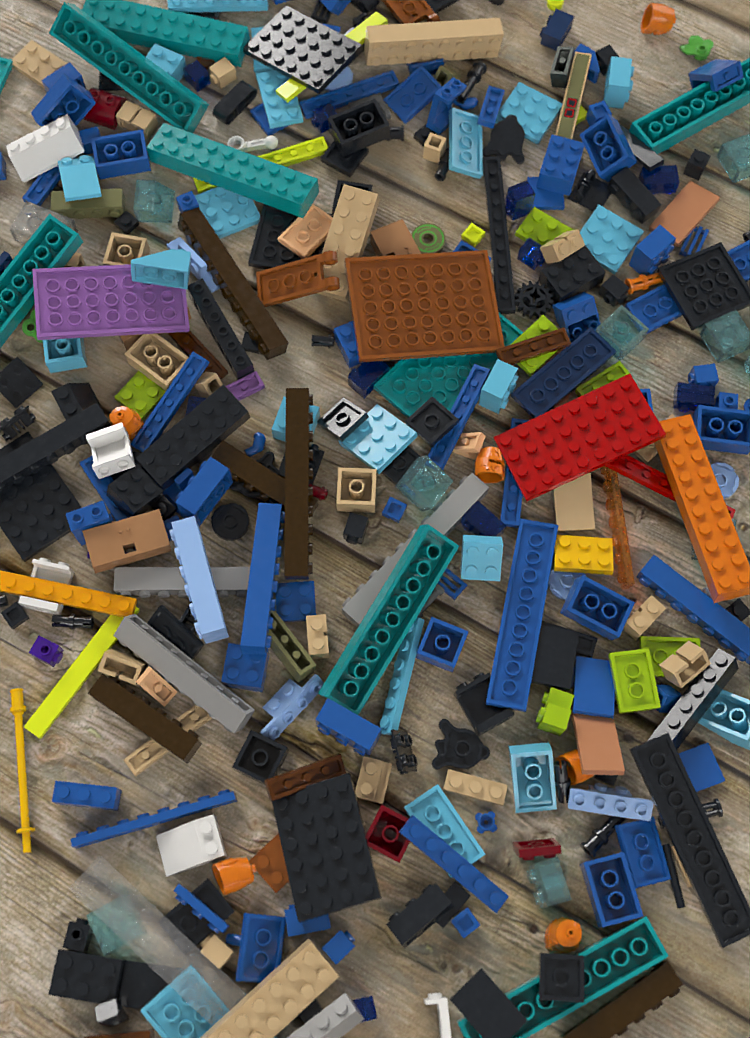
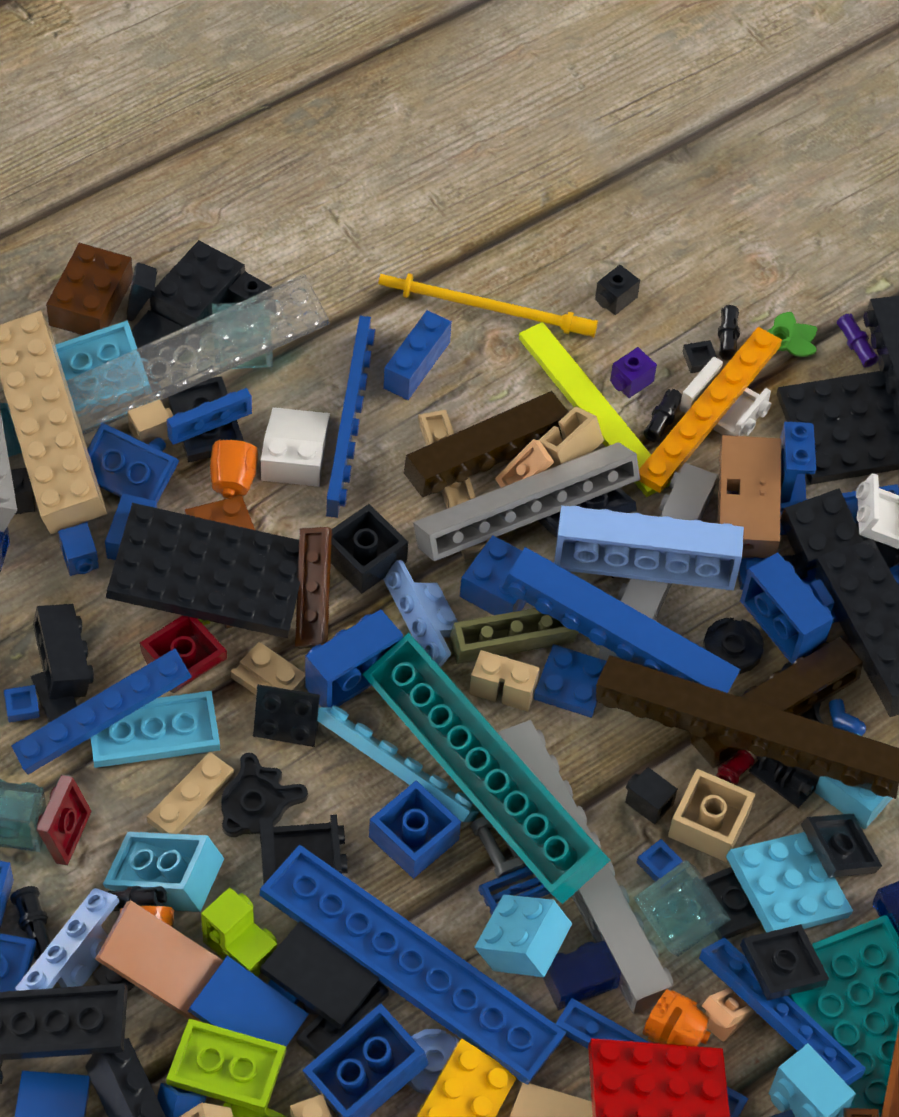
camera: 110 degrees right, 15 degrees down
(491, 826) = (132, 779): blue plate -> none

